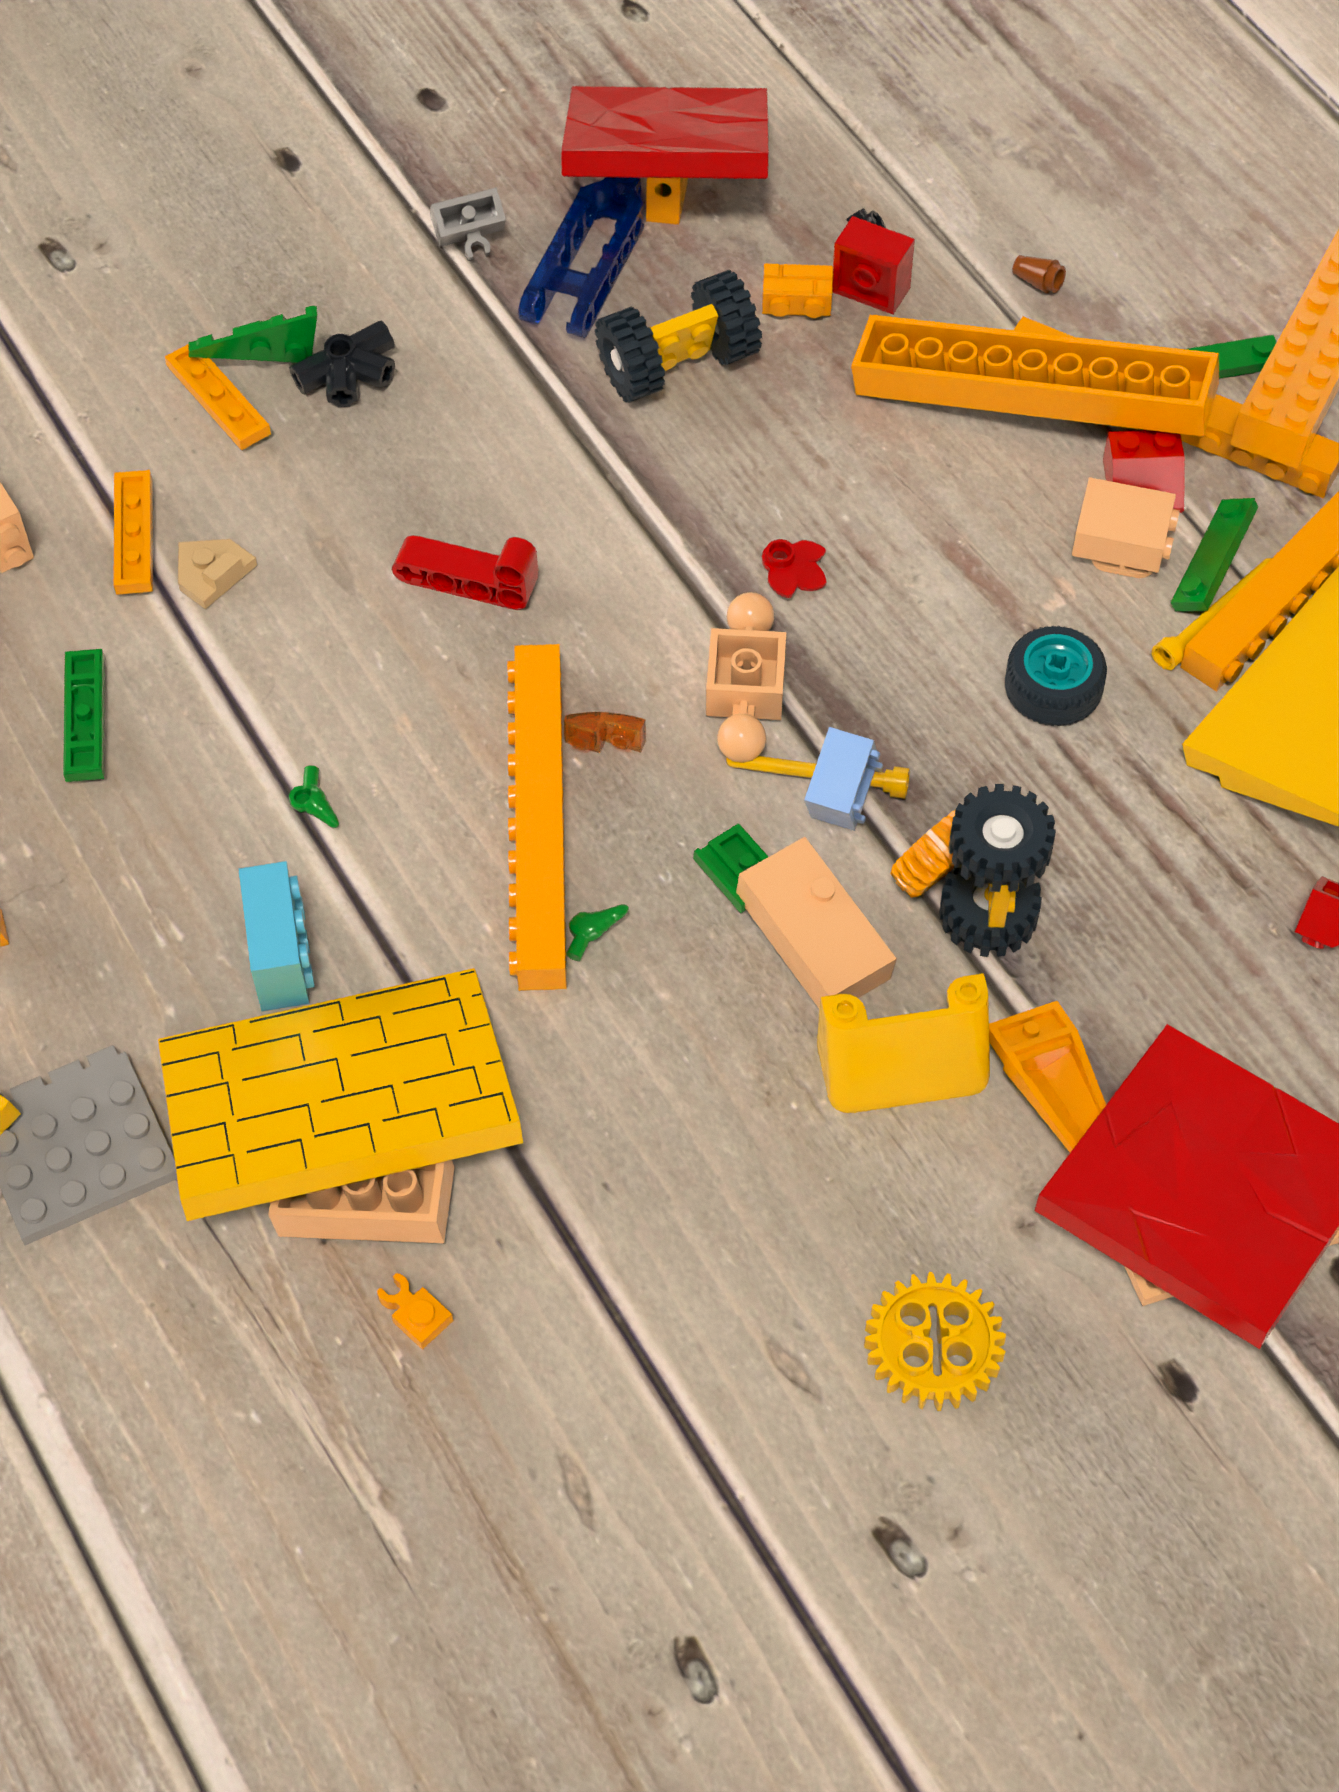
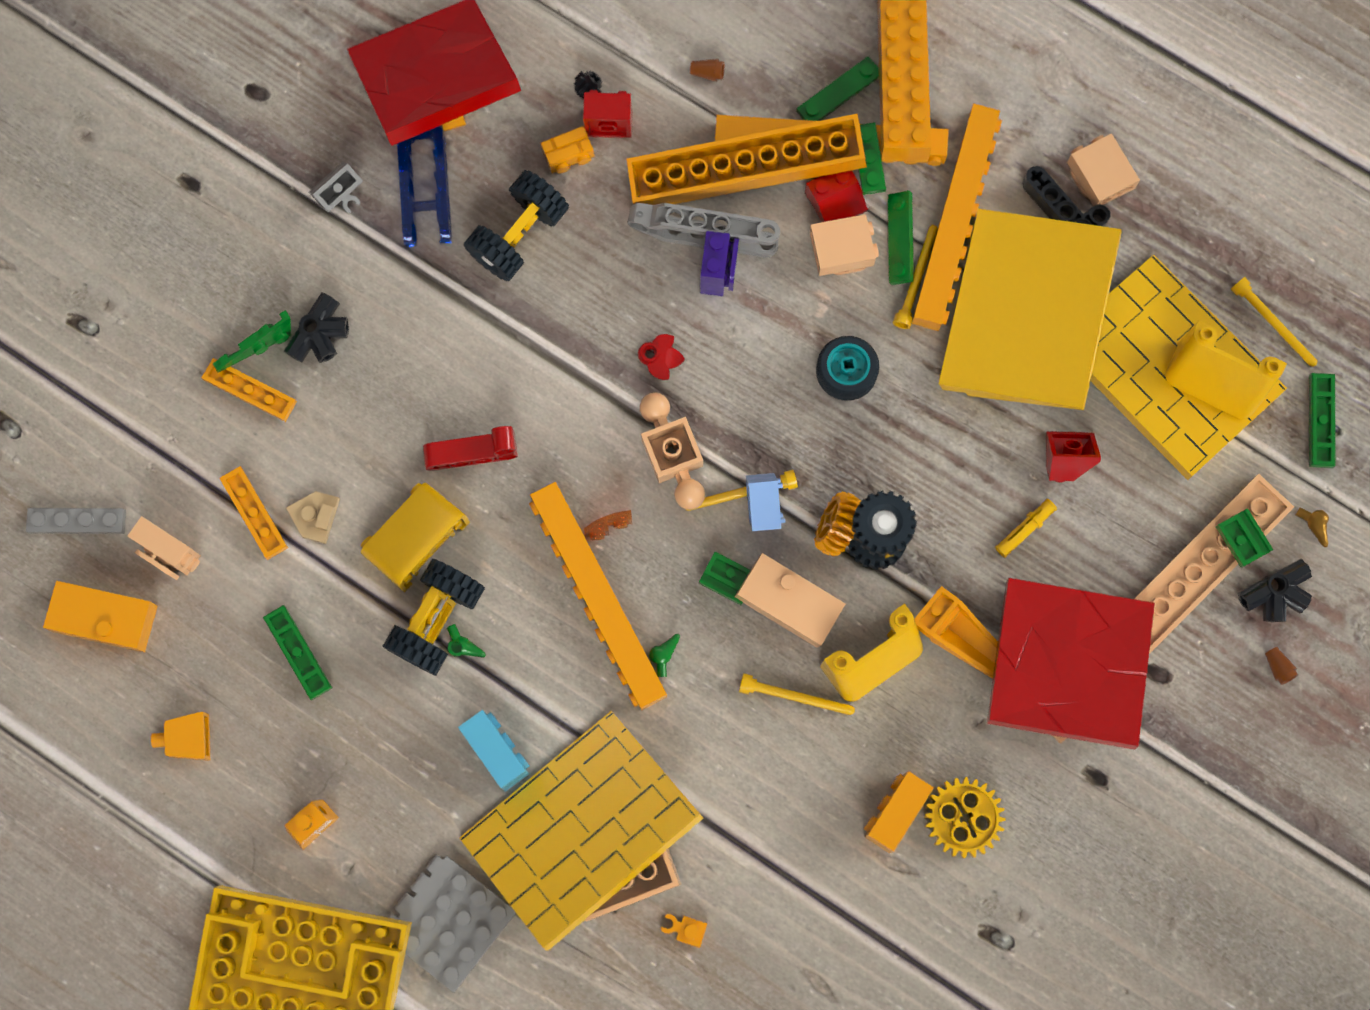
camera: 25 degrees left, 20 degrees up
(262, 748) = (437, 604): none -> black plate
(324, 633) = (413, 534): none -> yellow windscreen
(695, 1017) = (750, 684): none -> yellow piece
(831, 1276) = (897, 811): none -> light orange brick
(932, 475) = (718, 263): none -> dark purple brick
(982, 447) = (656, 222): none -> light grey piece
(1210, 452) = (872, 176): none -> green plate
(1242, 981) = (1022, 531): none -> yellow pin

